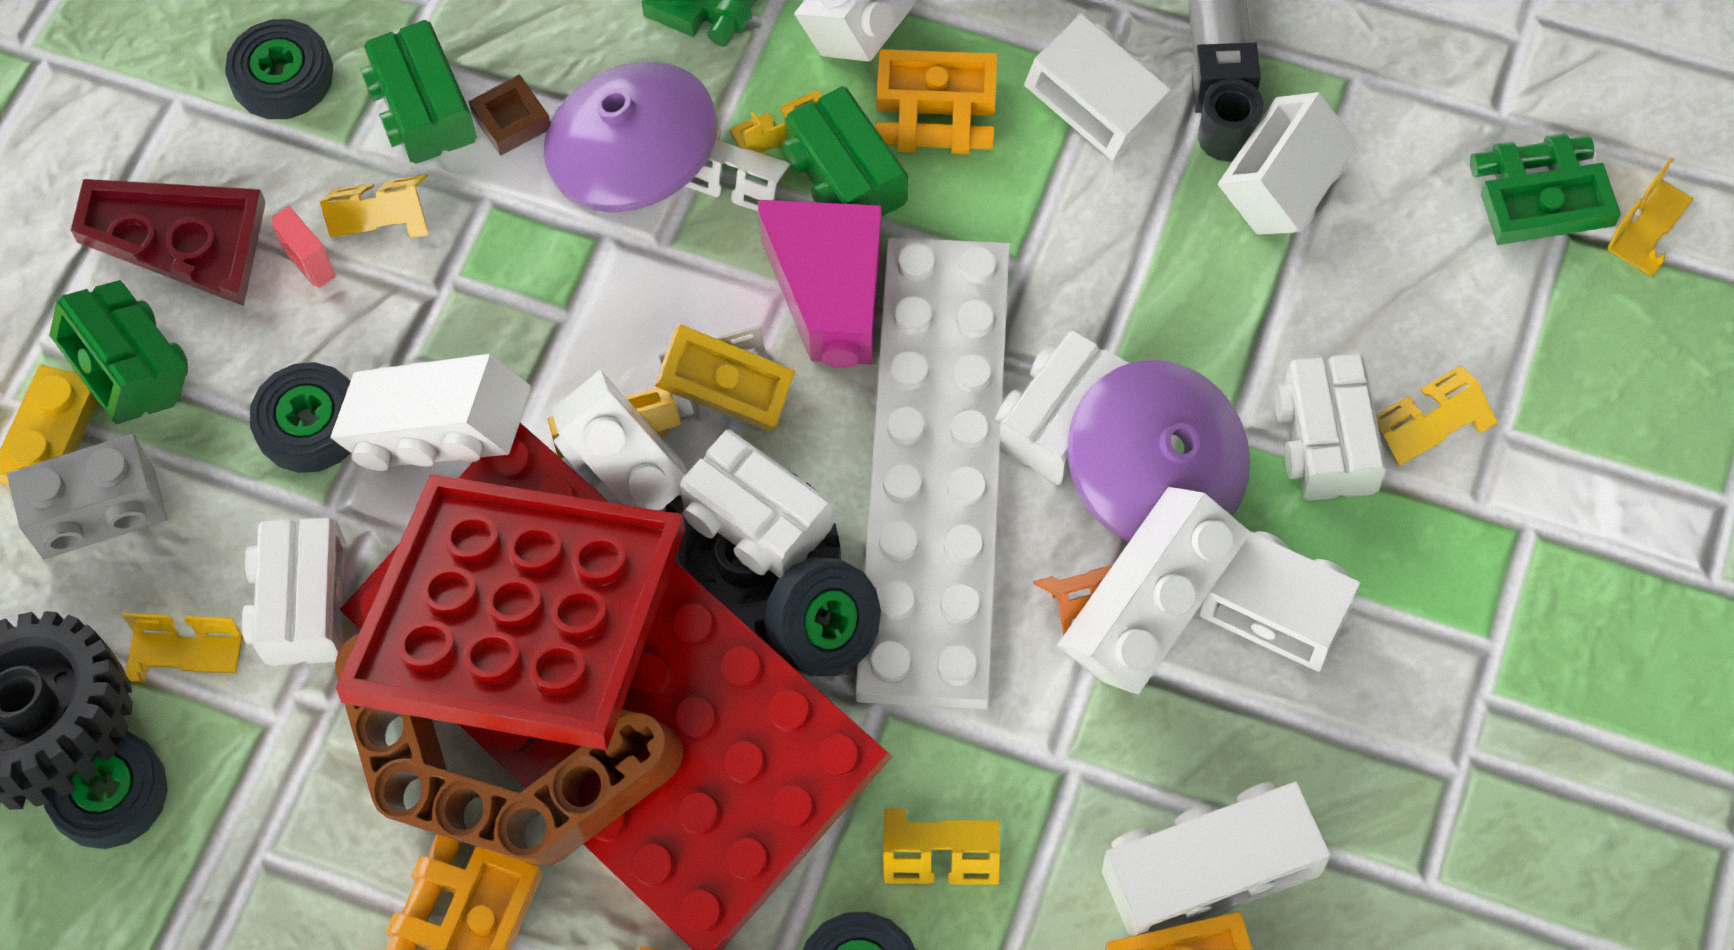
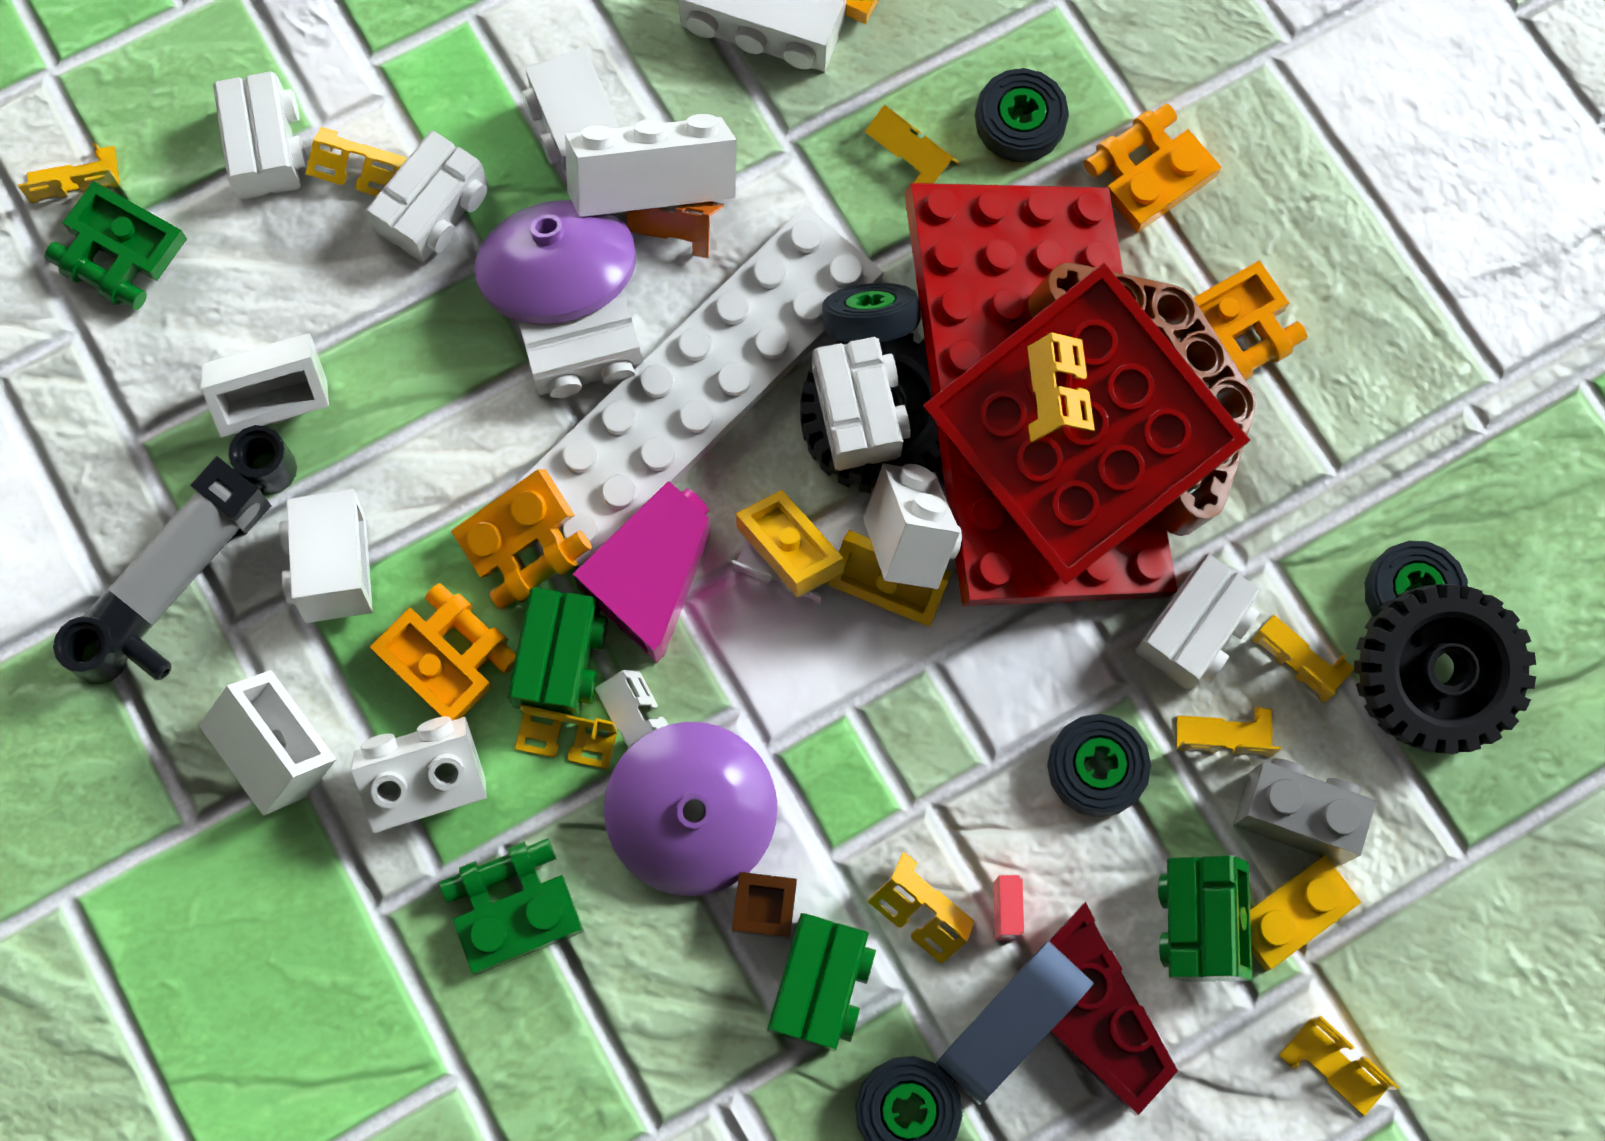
camera: 145 degrees left, 10 degrees up
(220, 530) = (1214, 734): none -> yellow piece
(230, 158) = (1014, 1022): none -> sand blue beam
(431, 412) = (1024, 655): white brick -> none
(549, 556) = (1048, 394): none -> yellow piece
(971, 220) = (513, 524): none -> light orange plate
(1536, 362) = (258, 135): none -> white brick

